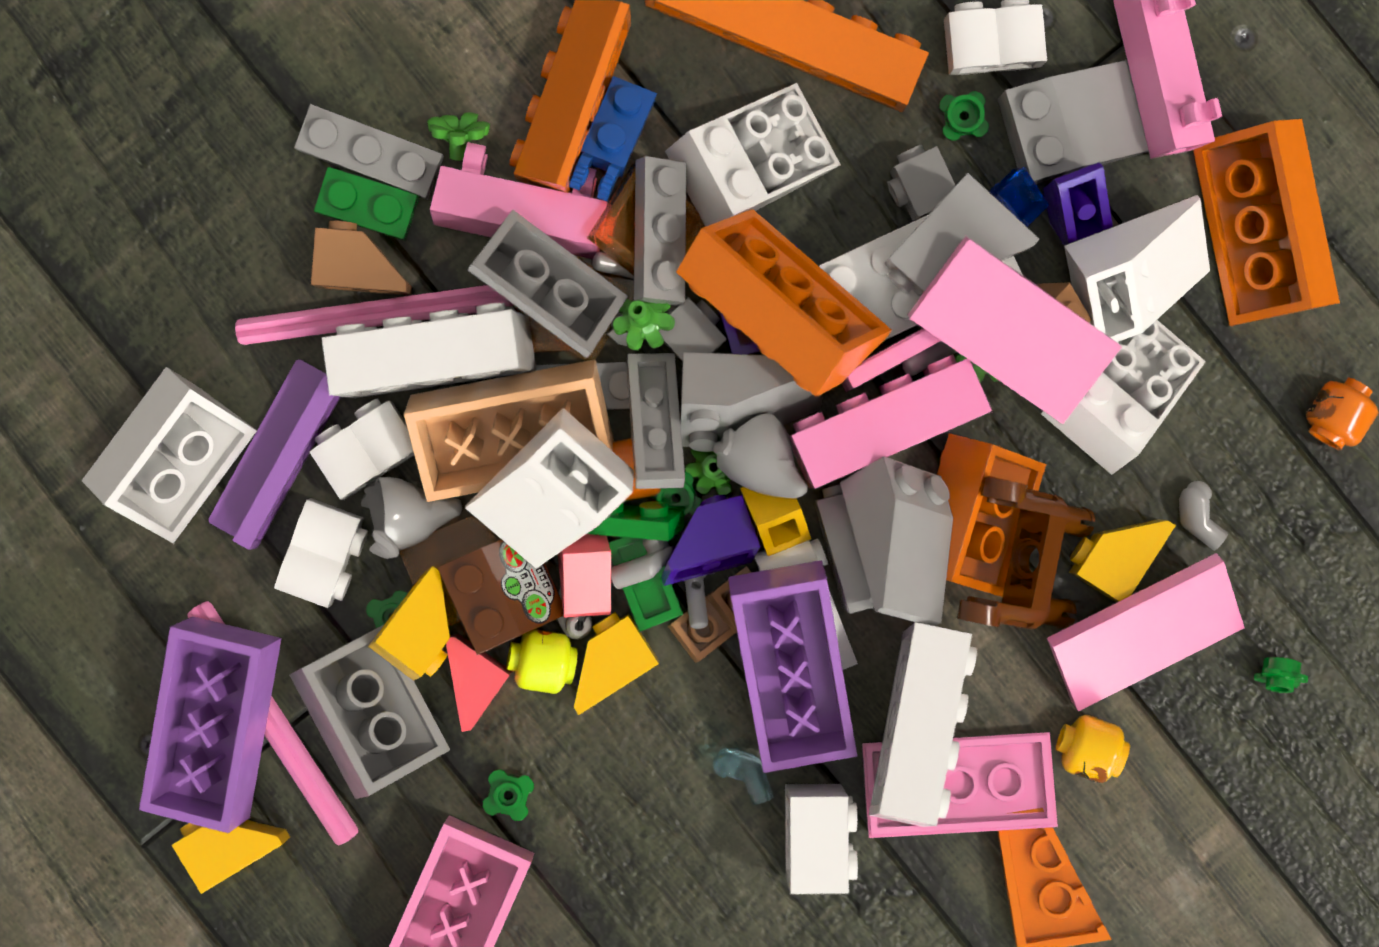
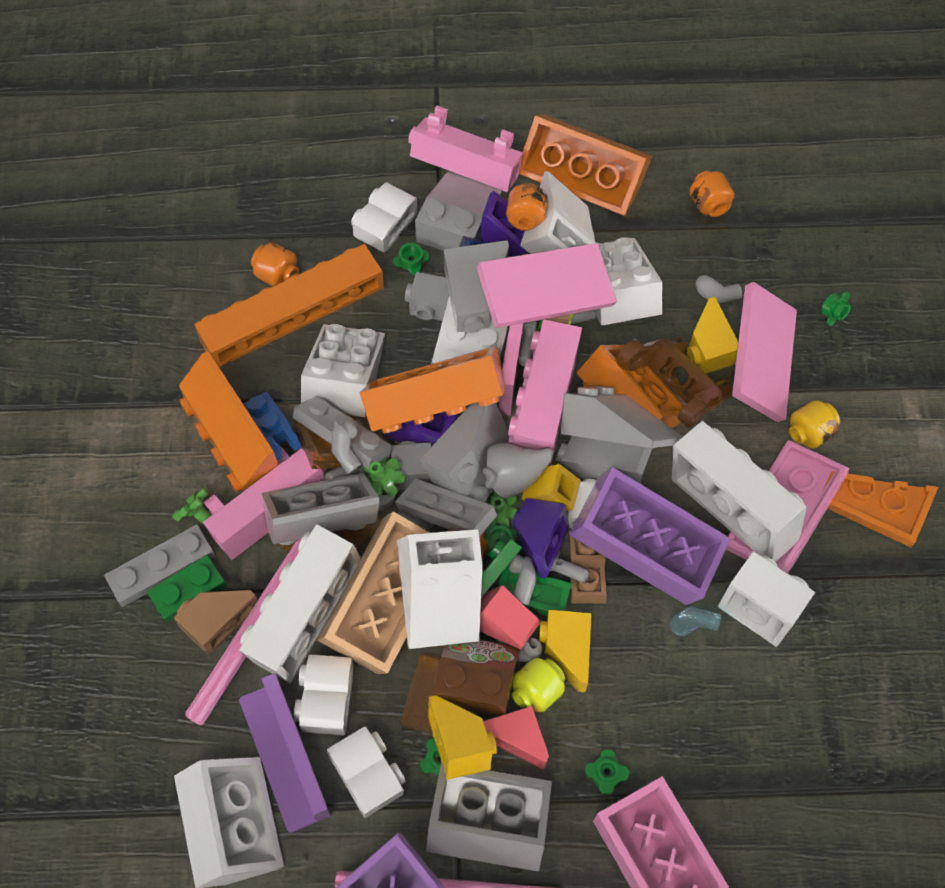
camera: 55 degrees left, 25 degrees down
(403, 514) = (381, 700): light grey hat -> none
(631, 254) = (341, 446): none -> light grey arm
(1116, 220) = (526, 205): none -> orange head

